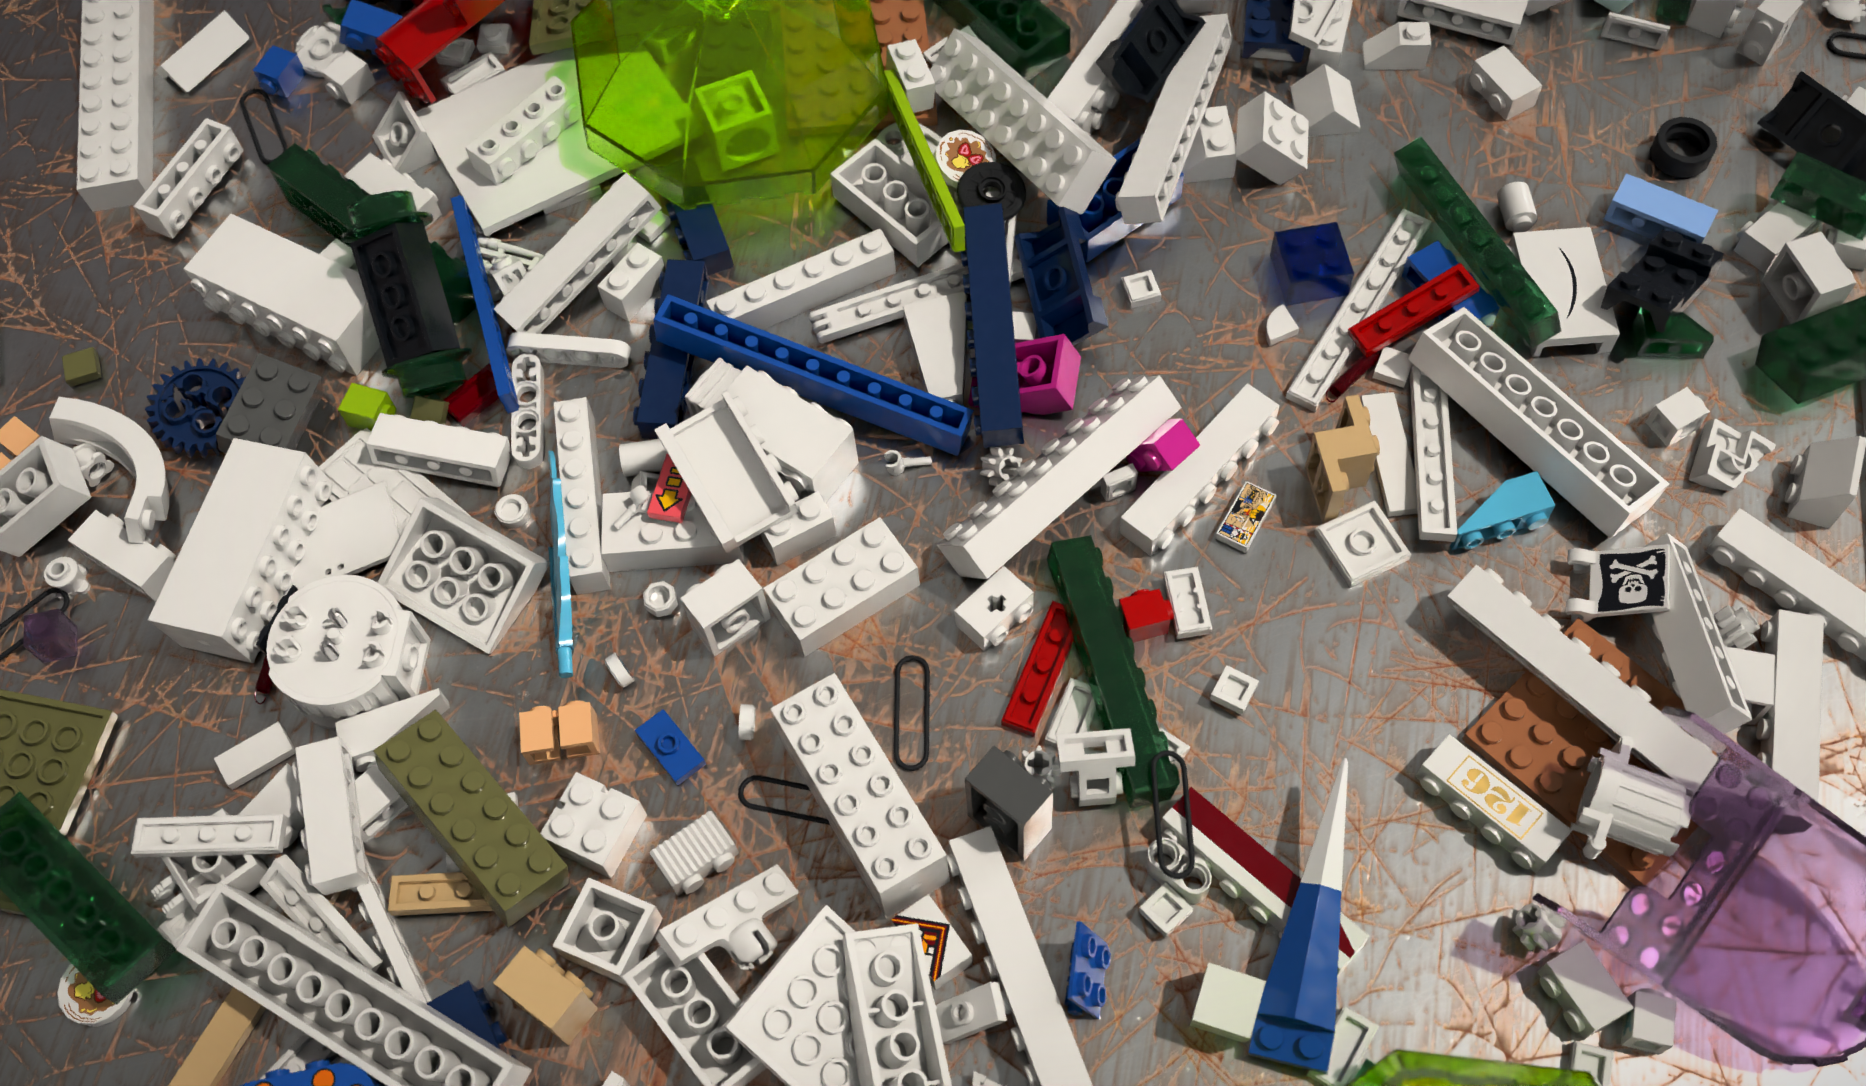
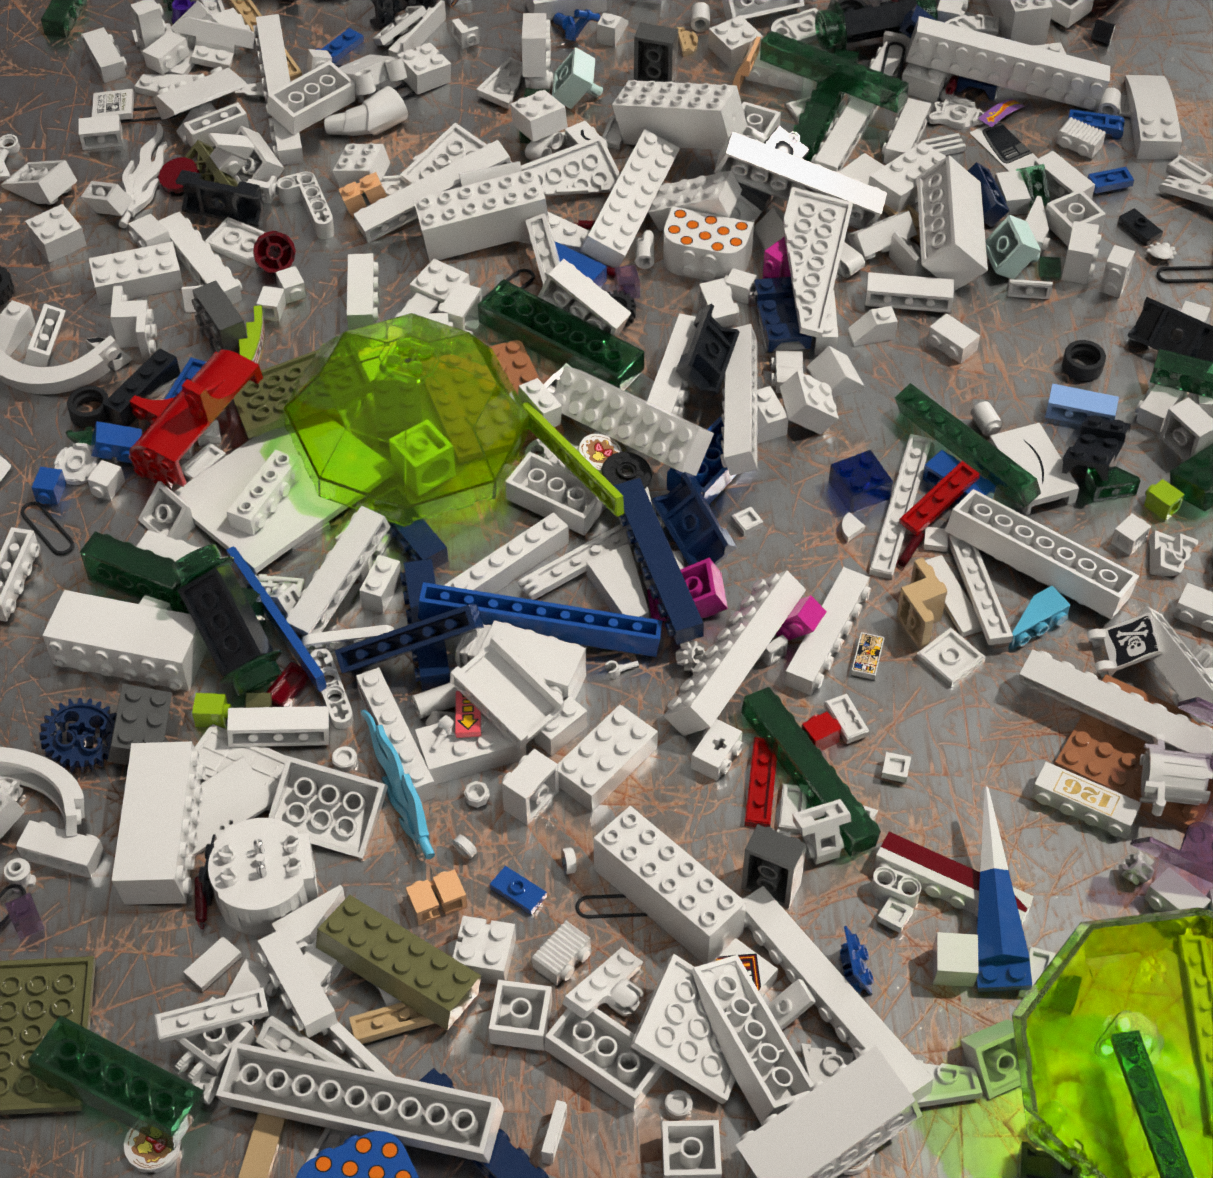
camera: 20 degrees left, 10 degrees down
(546, 995) = (493, 1063): tan brick -> none
(632, 367) = (409, 638): none -> dark blue brick
(926, 712) = (687, 820): black piece -> none
(1187, 814) = (891, 845): black piece -> none
(1259, 78) = (785, 365): none -> white brick
(1741, 373) = (1163, 499): none -> lime brick

